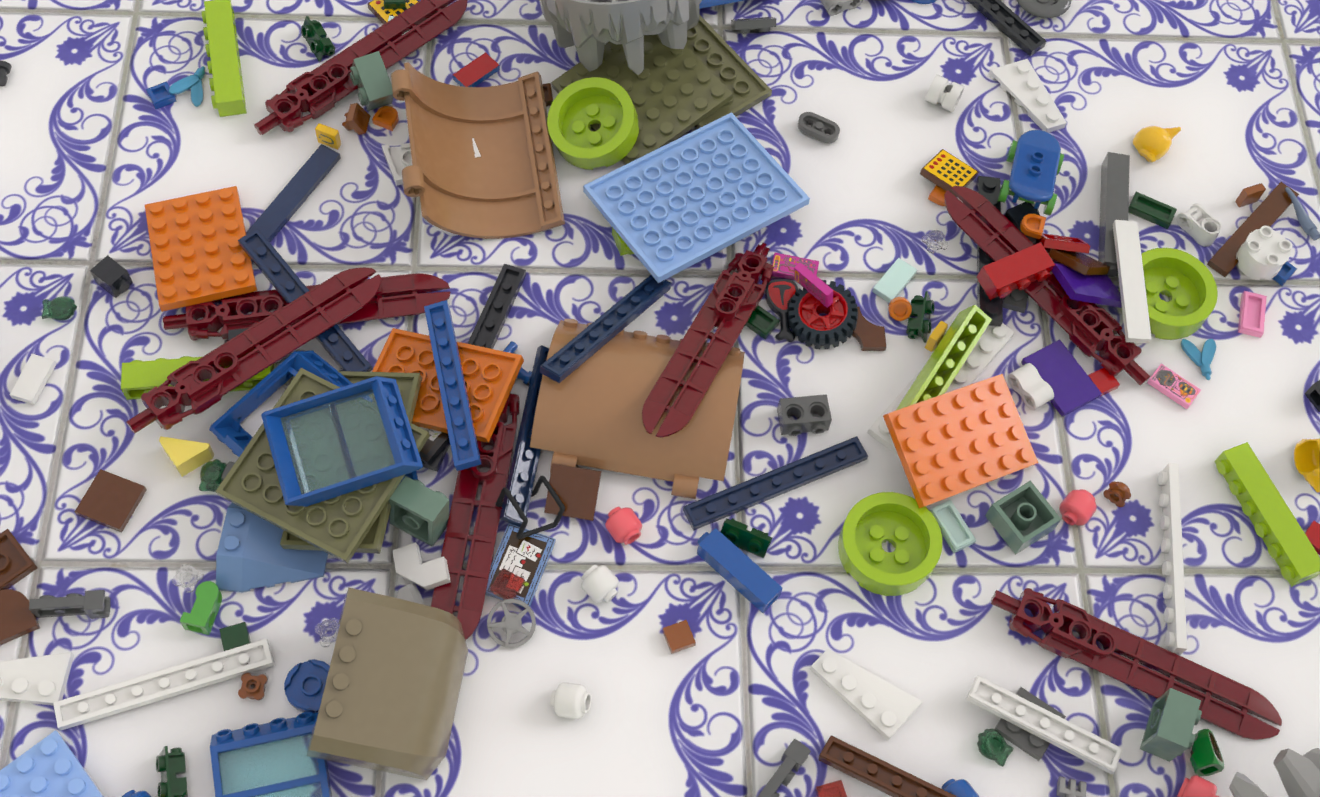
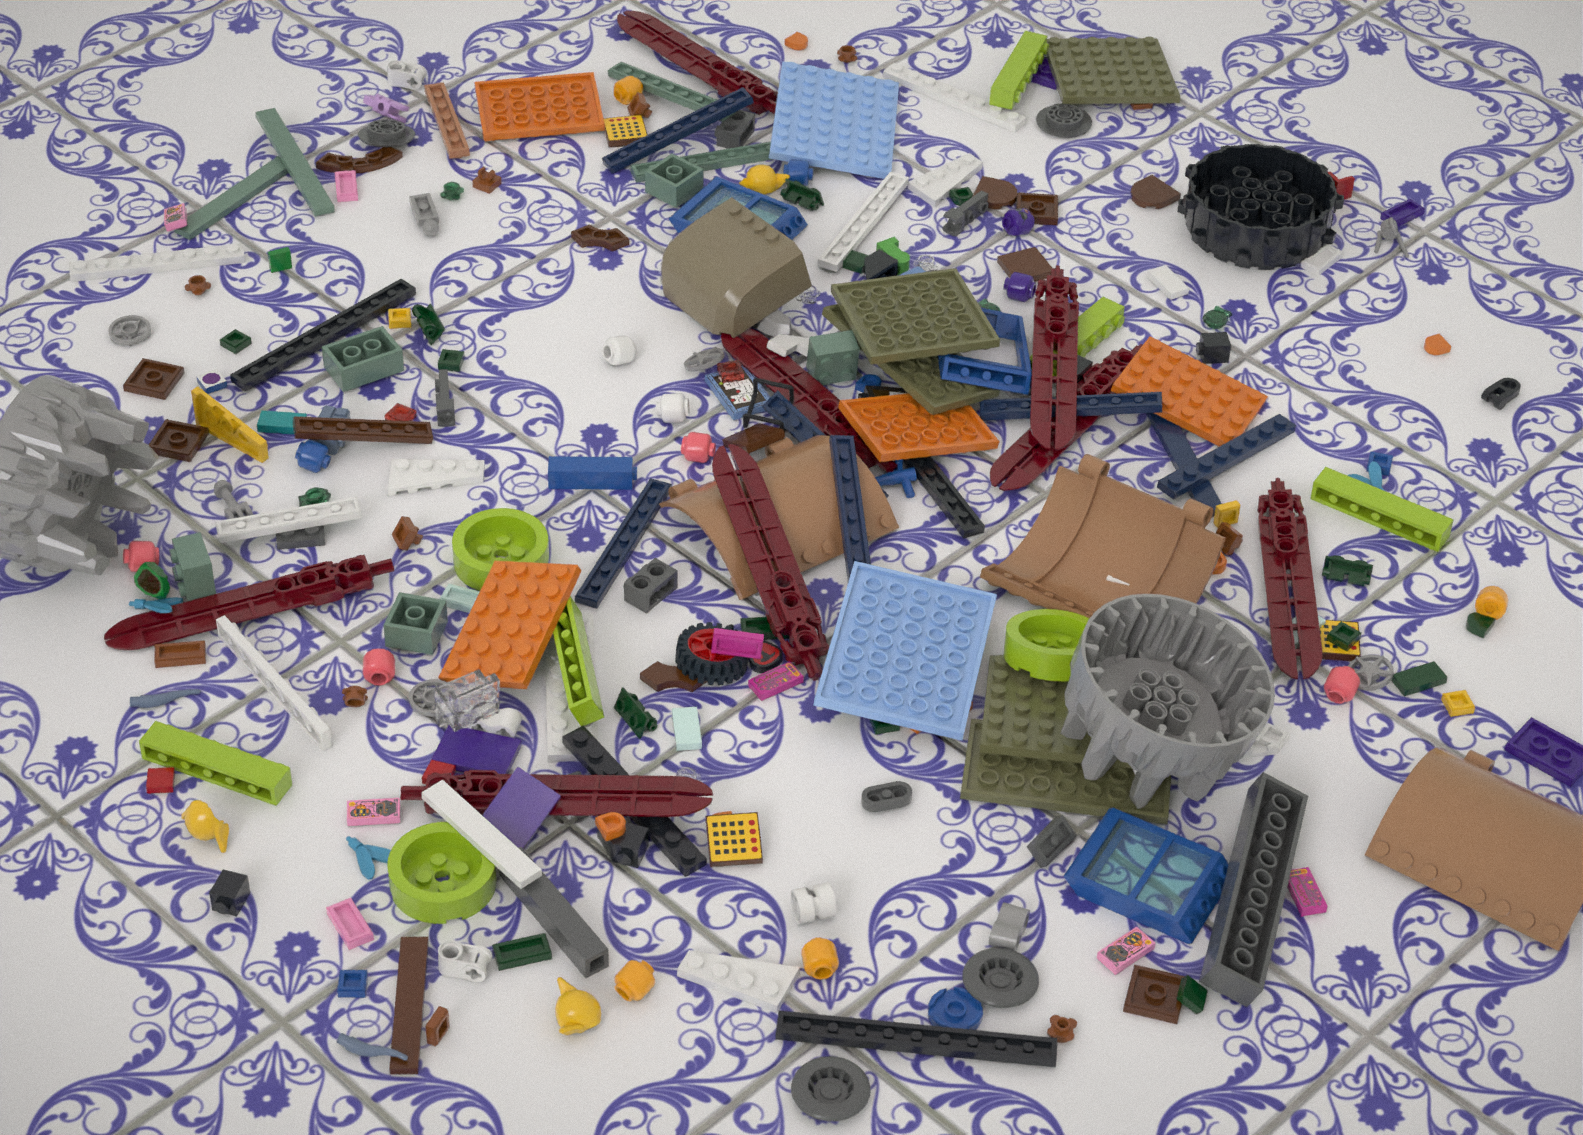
camera: 140 degrees right, 20 degrees down
(35, 641) = (960, 195): none -> dark green tile
(47, 551) = (1018, 222): none -> dark purple head
(154, 473) = (1020, 287): none -> dark purple head
(186, 454) = (1020, 301): light yellow slope -> none
(242, 601) = (879, 265): none -> black slope
(255, 178) = (1226, 456): none -> dark blue plate
(256, 693) = (813, 250): dark orange plate -> none
(341, 441) = (914, 316): window -> none
(372, 81) = (1248, 549): sand green brick -> none
(452, 386) = (905, 413): blue plate -> none
(679, 636) = (590, 424): dark orange tile -> none
(750, 541) = (598, 496): dark green hinge -> none
(899, 308) = (658, 703): orange tile -> none
(936, 336) = (607, 704): yellow tile -> none
(950, 631) = (406, 533): none -> dark orange tile
(974, 62) = (820, 958): none -> light orange head
(1015, 271) = (586, 762): red brick -> none
(1034, 170) = (657, 871): blue piece -> none
(1054, 394) = (467, 700): none -> clear bracket
(1055, 451) = (427, 697): none -> light grey wheel
(1064, 243) = (573, 839): red tile -> none
(1079, 262) = (543, 828): reddish brown tile -> none
(1101, 132) = (634, 980): none -> light orange head
(1218, 727) = (160, 605): none -> dark azure piece
(1225, 658) = (180, 654): none -> dark orange tile
(1263, 253) = (379, 956): white brick -> none
(1276, 621) = (156, 700): none -> sand blue animal

